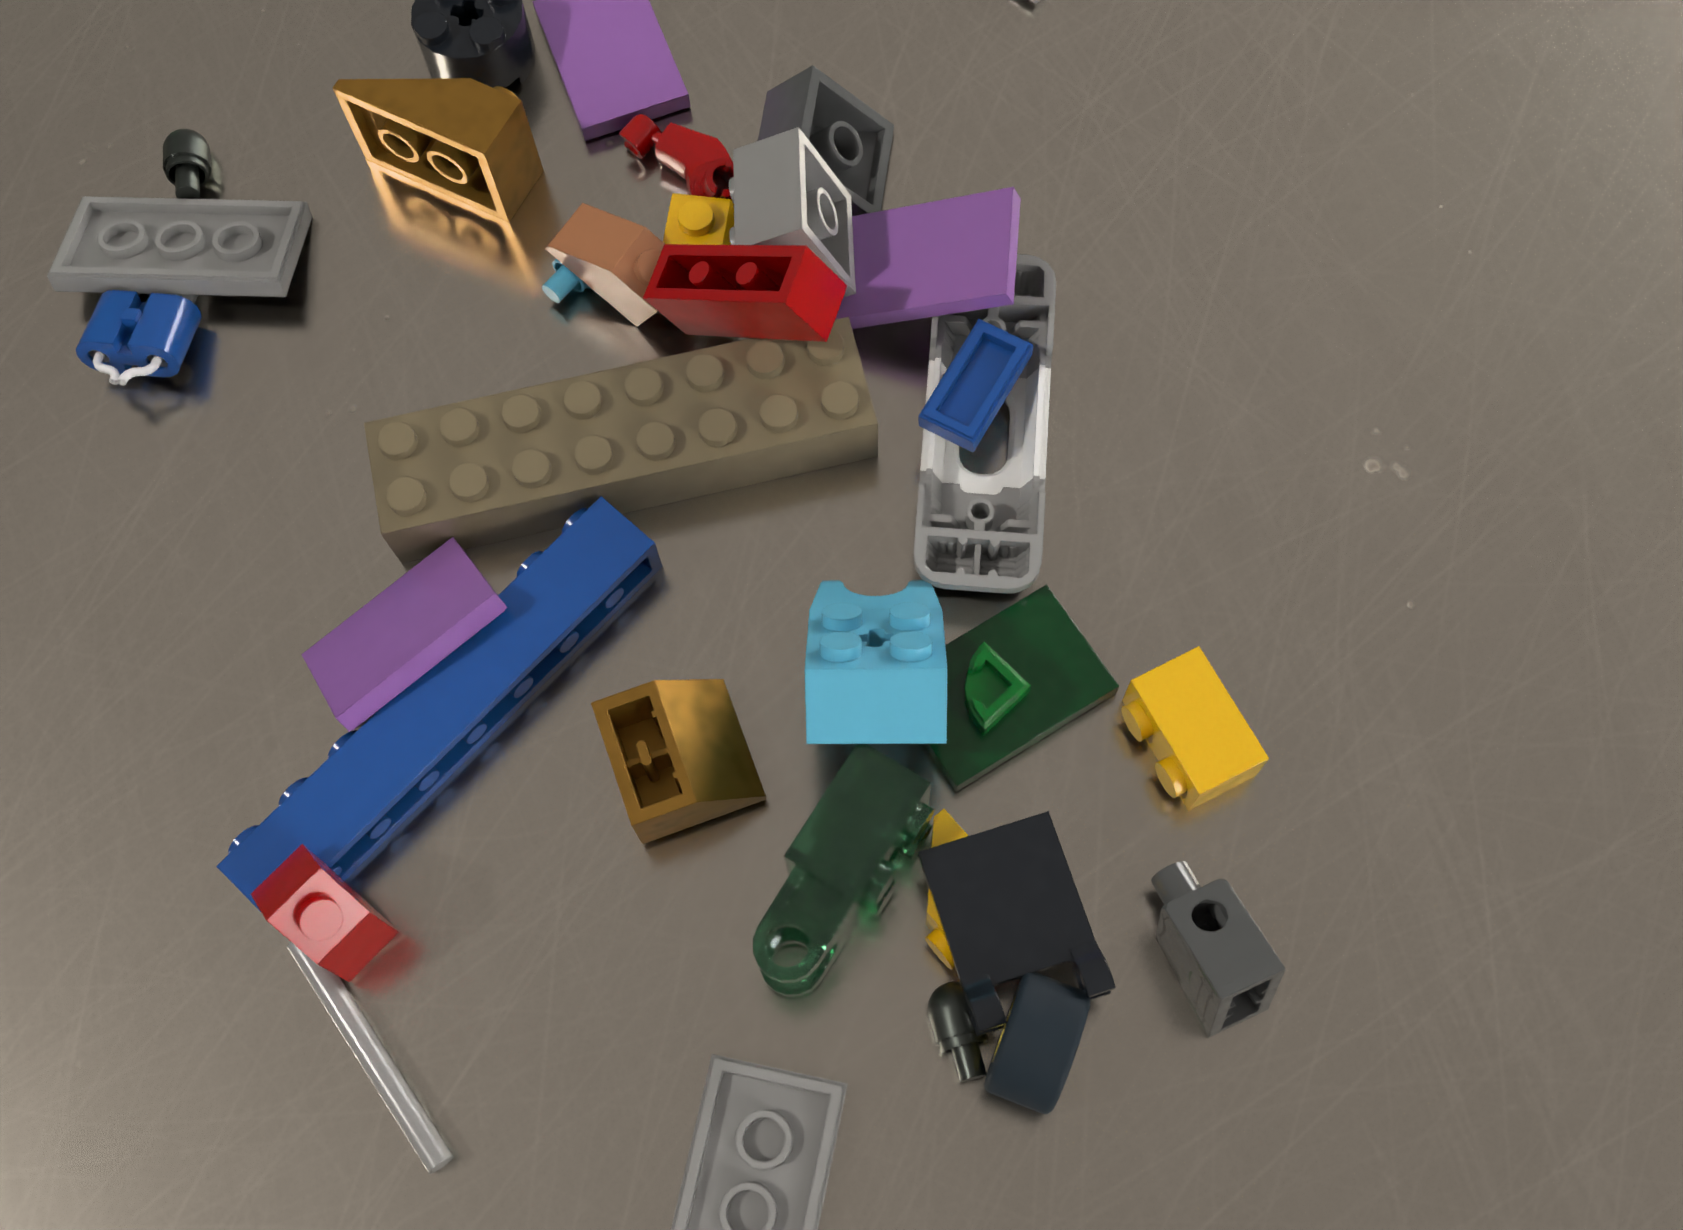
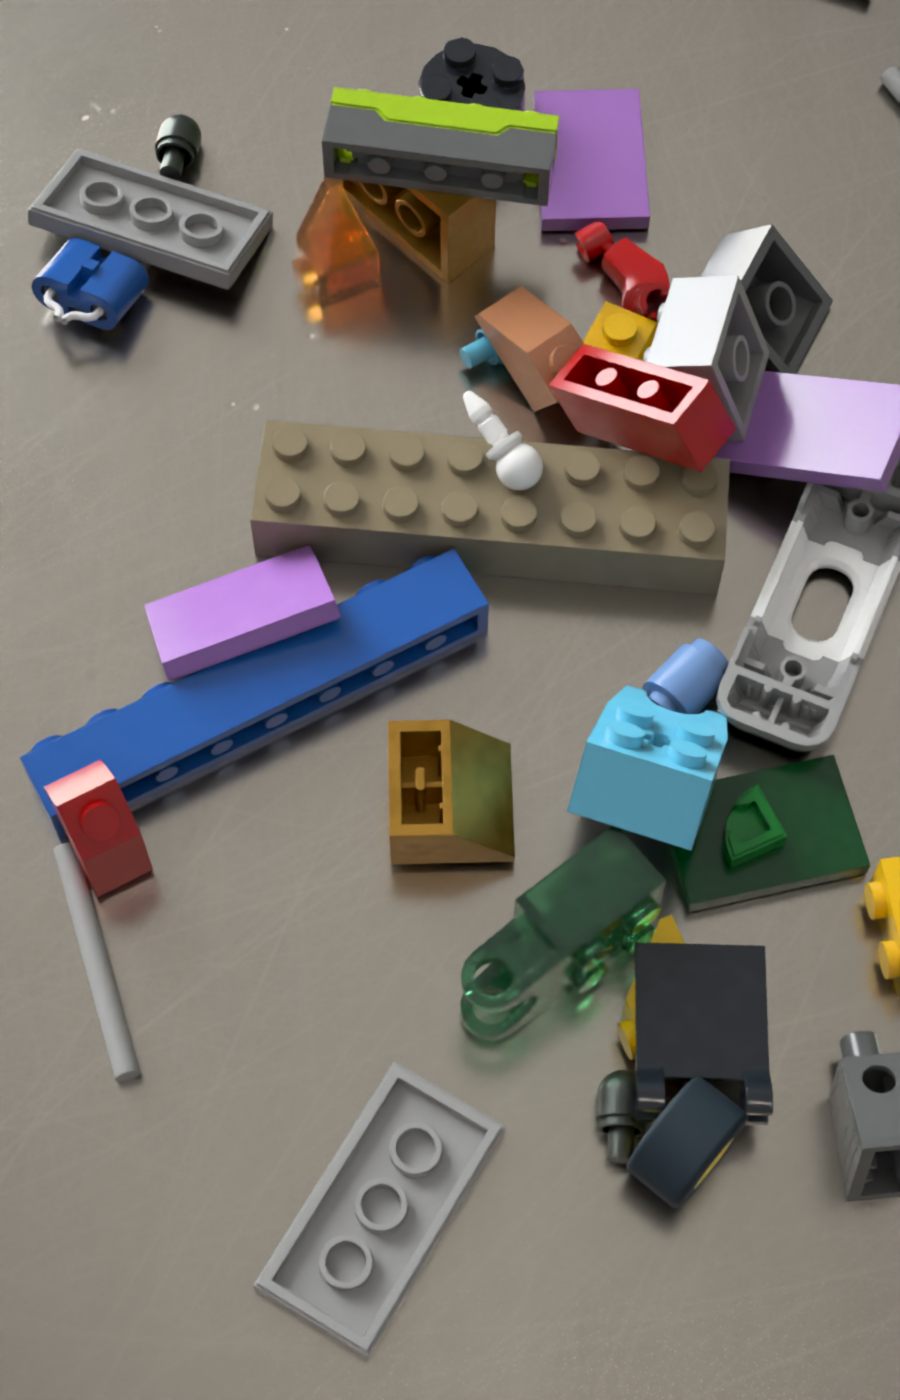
camera: 15 degrees right, 5 degrees down
(381, 221) = (334, 249): none -> clear orange slope
(450, 83) = (440, 146): none -> dark grey piece
(636, 389) = (517, 463): none -> white bar
(878, 555) = (688, 678): none -> medium blue brick
(975, 385) = (826, 555): blue tile -> none

